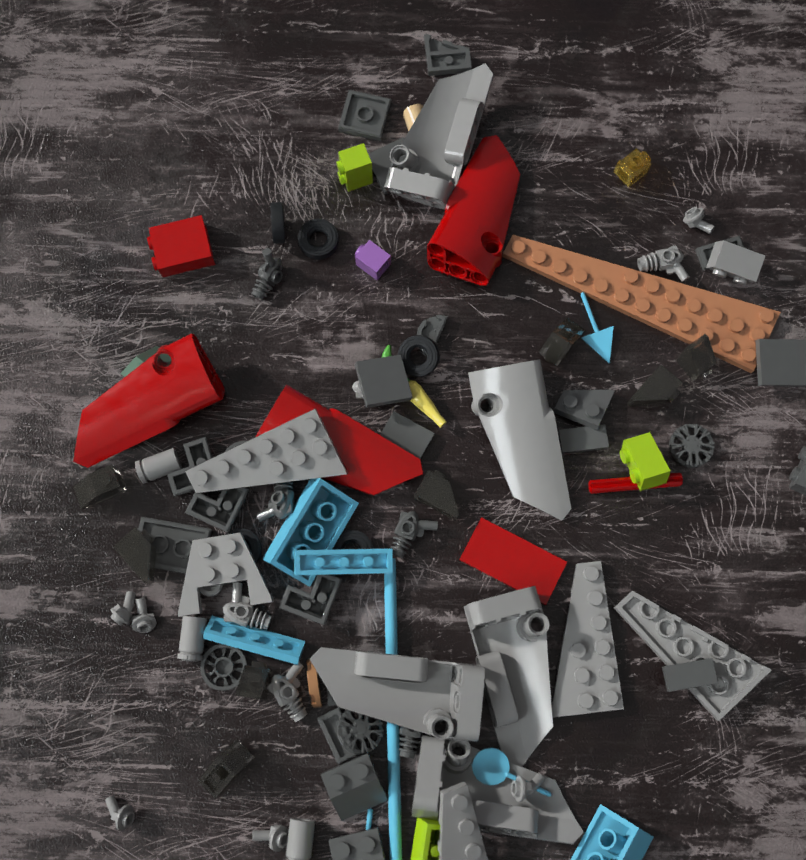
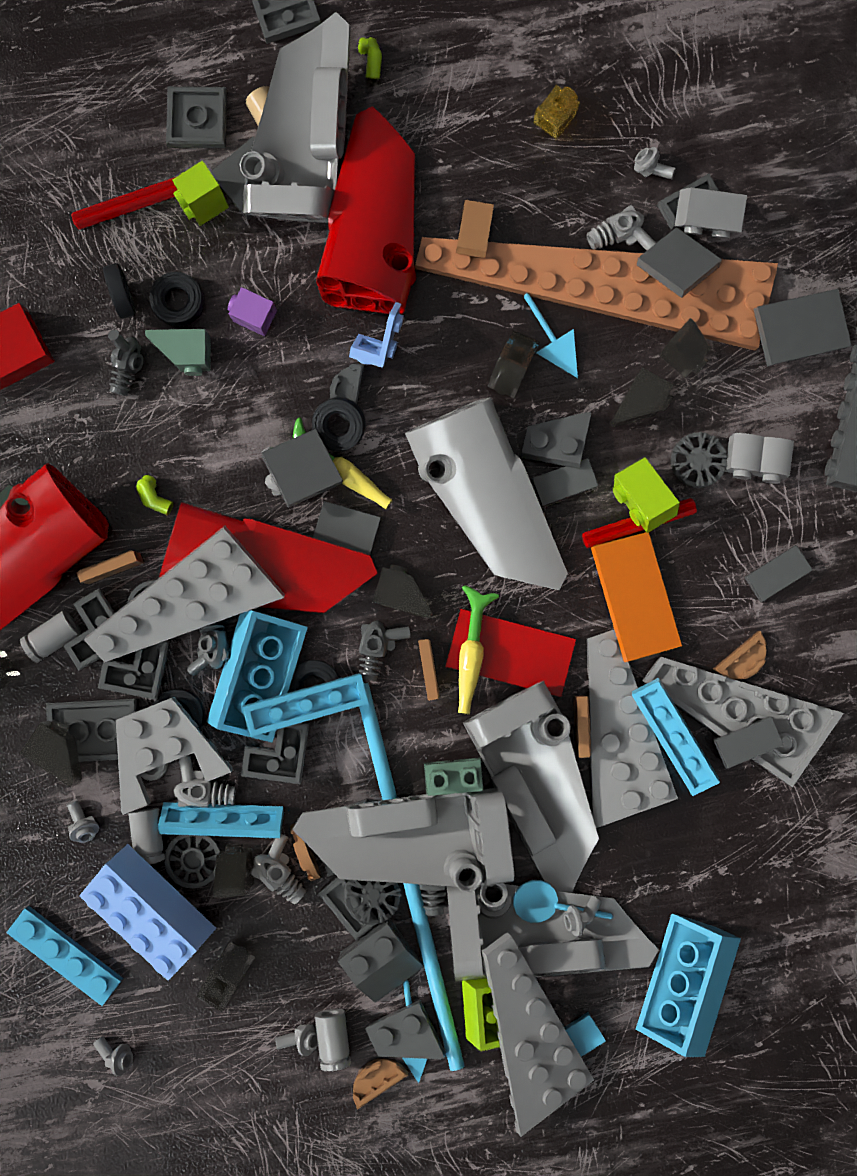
camera: 10 degrees left, 10 degrees up
(102, 721) = (64, 955): none -> medium azure plate
(122, 615) = (55, 827): light grey plate -> none
(178, 698) = (147, 911): none -> light blue brick
(218, 423) = (110, 567): none -> medium nougat tile
(260, 377) = (149, 498): none -> lime arm
(297, 163) = (124, 204): none -> red axle
(314, 274) = (184, 348): none -> sand green slope
(446, 553) = (428, 669): none -> medium nougat tile
(446, 645) = (453, 777): none -> sand green hips
(460, 310) = (376, 352): none -> light blue bracket
(483, 551) = (472, 650): none -> light yellow piece
(505, 101) = (374, 56): none -> lime arm
(553, 237) = (475, 229): none -> medium nougat tile
(558, 631) = (582, 726): none -> medium nougat tile
(621, 539) = (636, 596): none -> orange tile
(631, 657) = (675, 737): none -> medium azure plate
(700, 609) = (745, 659): none -> medium nougat tile
(704, 294) = (679, 262): none -> dark grey tile
(738, 547) = (778, 573): none -> dark grey tile
(740, 453) = (759, 457): none -> light grey brick

